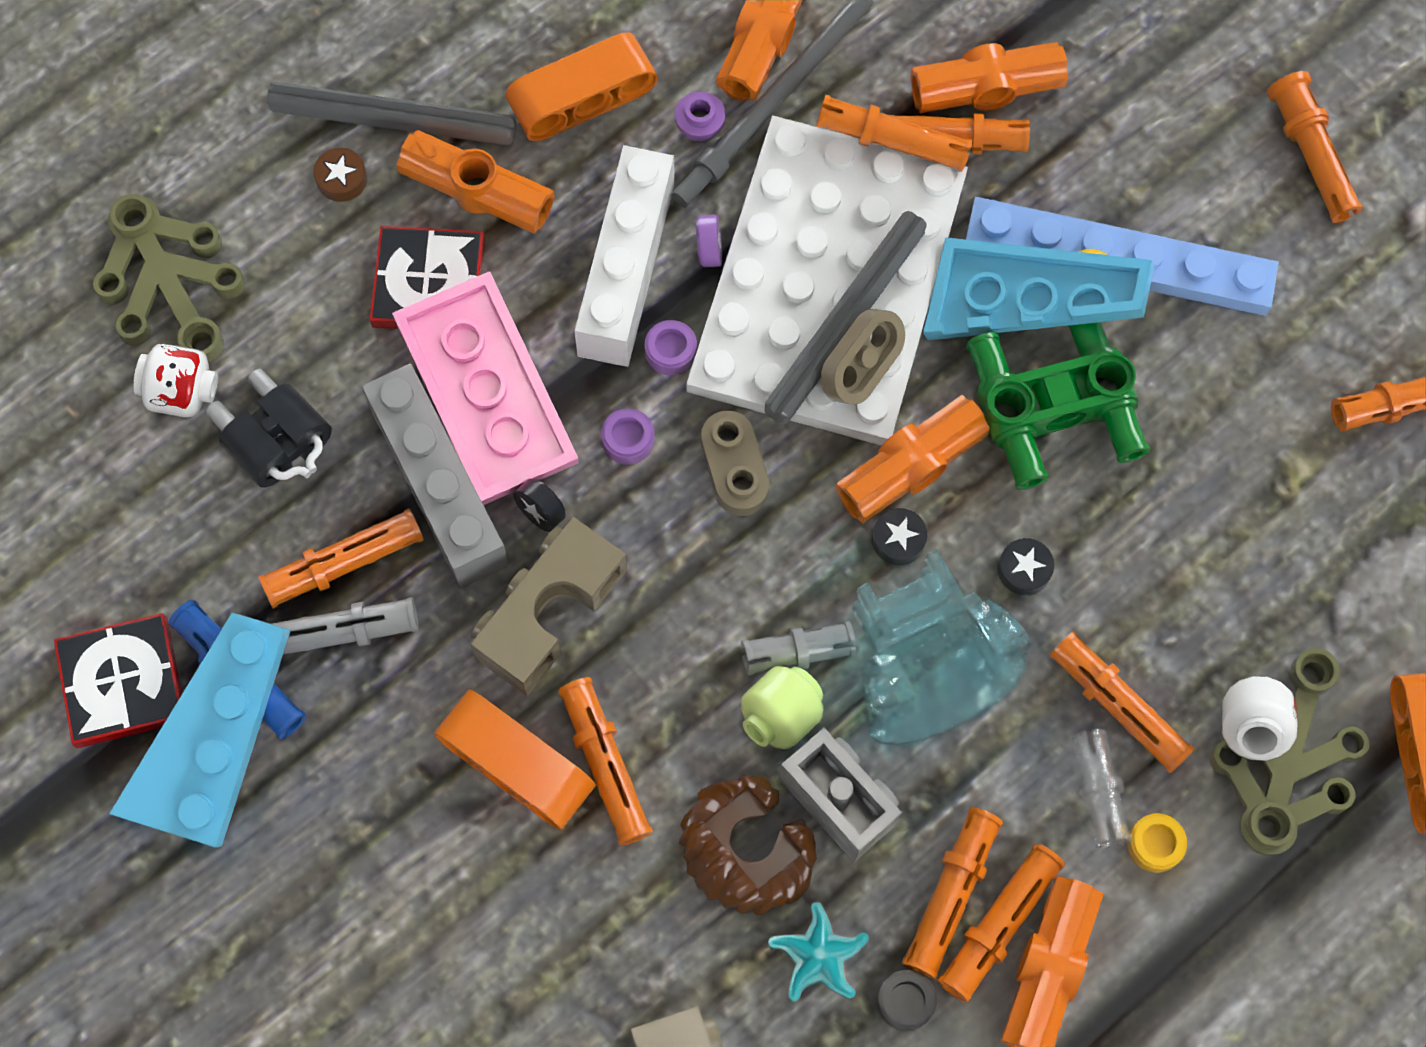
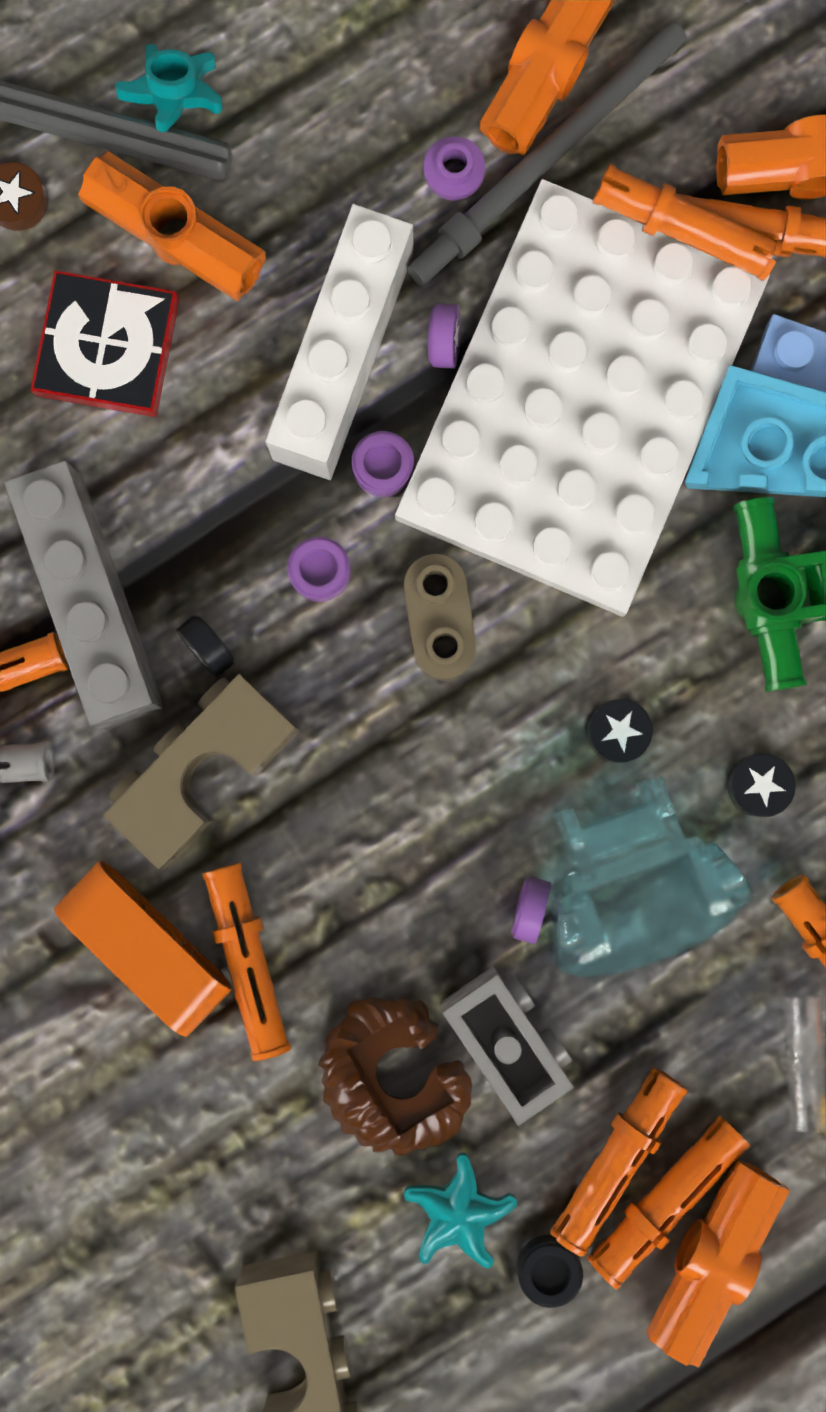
camera: 10 degrees right, 15 degrees up
(462, 76) = (172, 84): none -> teal animal
(485, 387) = (154, 493): bright pink plate -> none
(581, 86) = (314, 113): orange beam -> none
(782, 707) = (455, 926): yellowish green head -> none
(798, 648) = (484, 854): light grey pin -> none
(844, 687) = (530, 909): none -> medium lavender tile
(857, 362) = (608, 514): dark tan plate -> none
(858, 298) = (595, 456): dark grey axle -> none
(912, 459) = (649, 640): orange piece -> none

